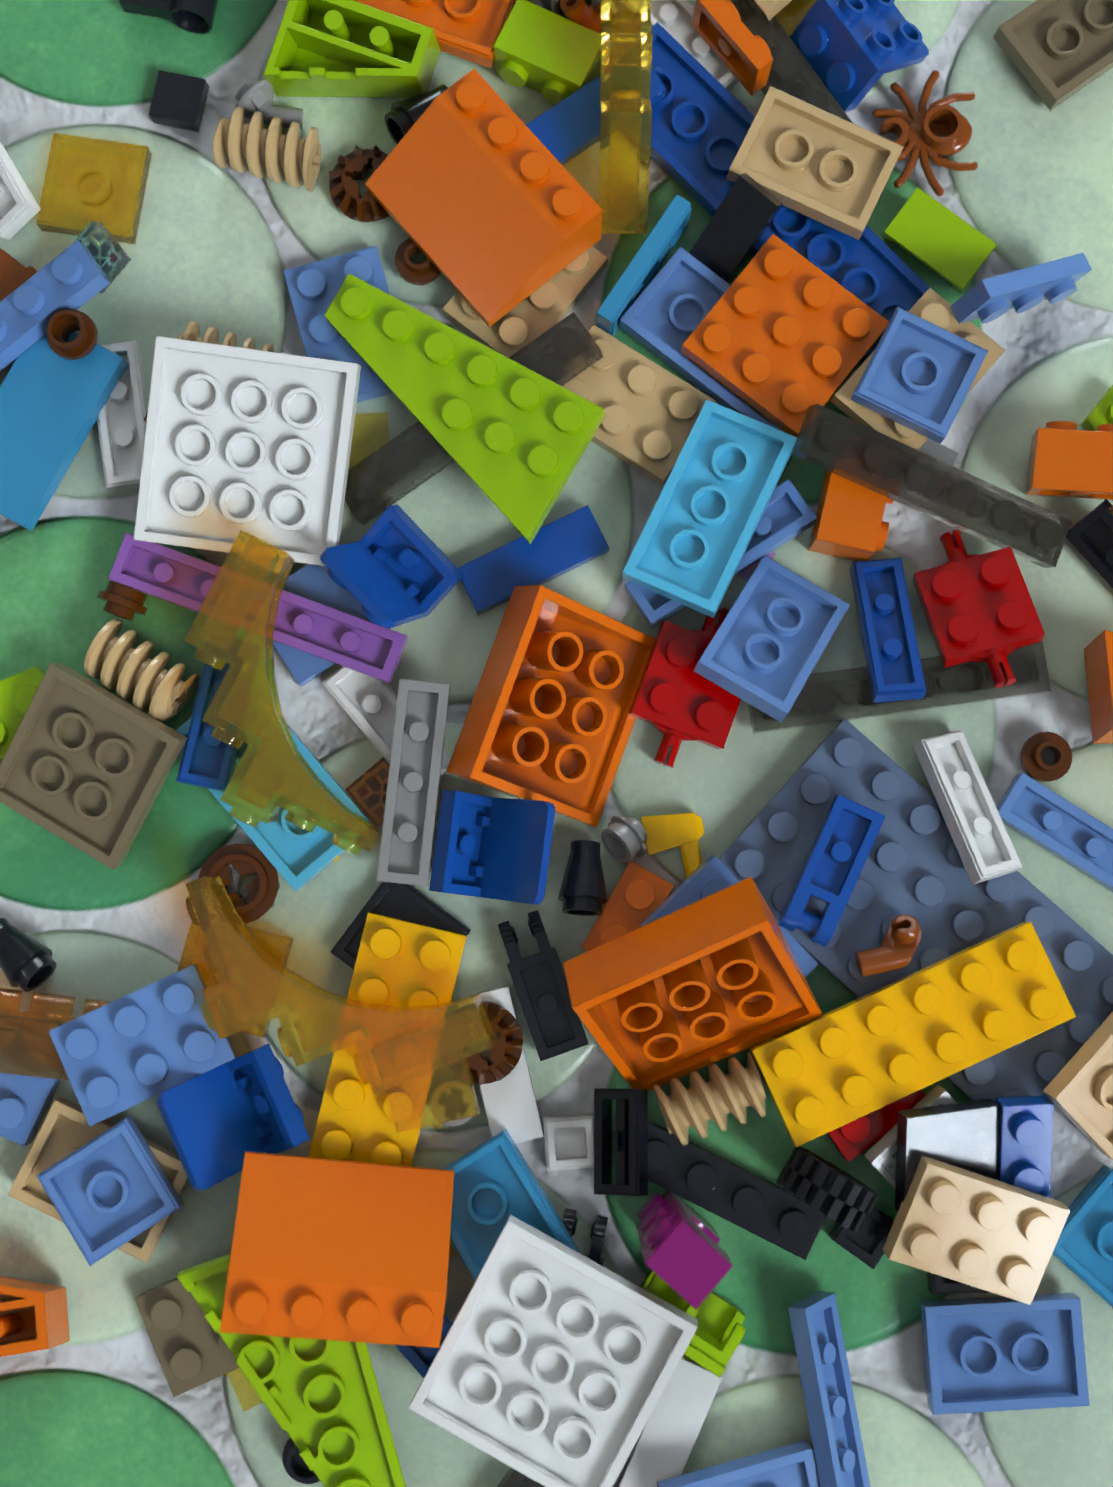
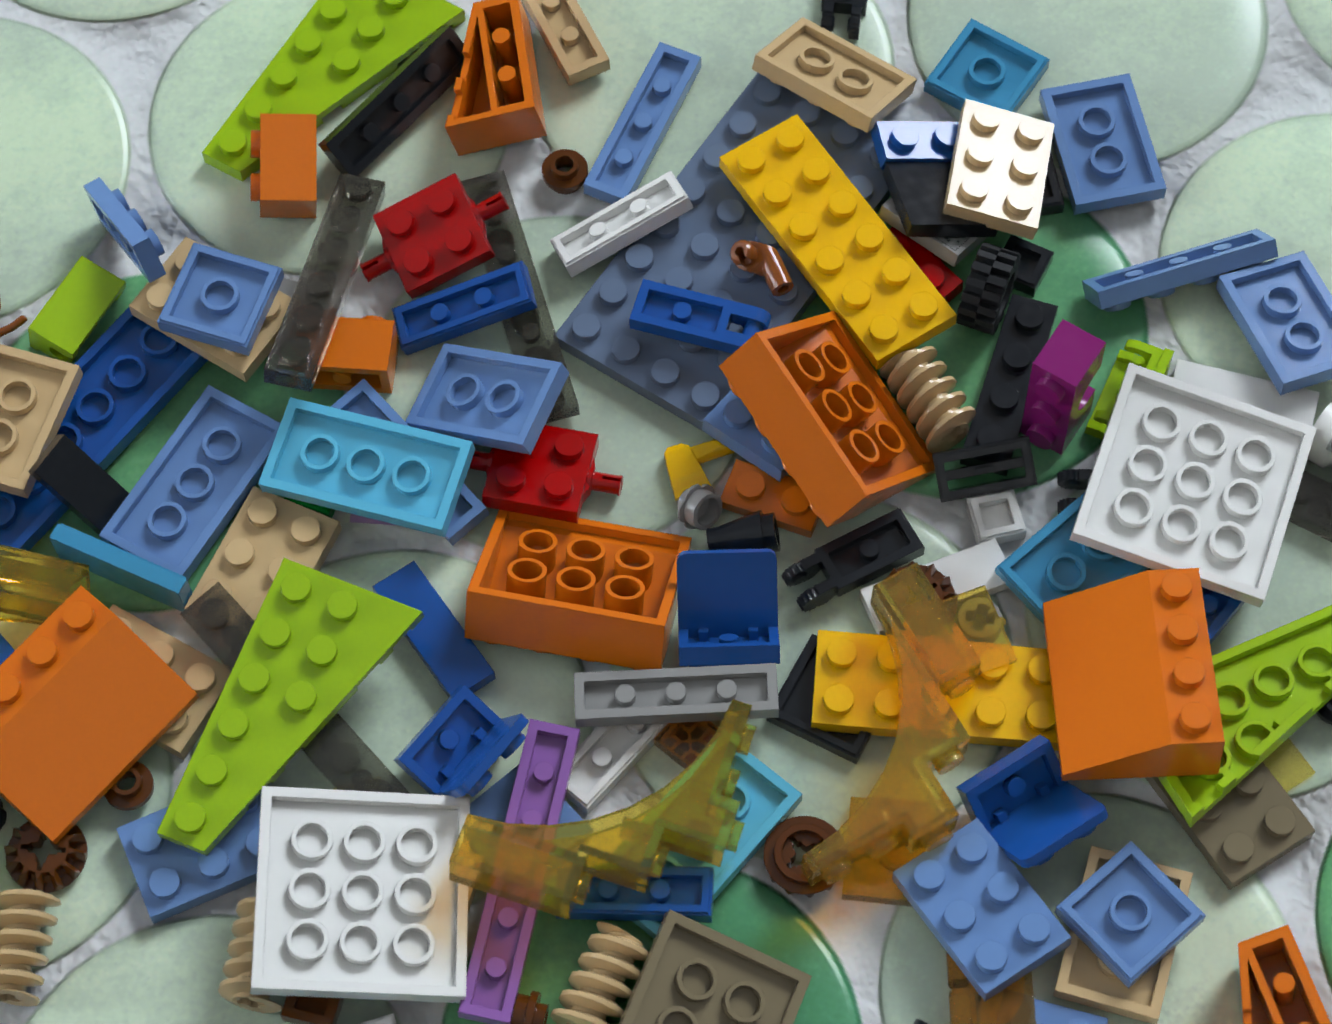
camera: 95 degrees left, 20 degrees down
(784, 335) = (187, 427): orange plate -> none

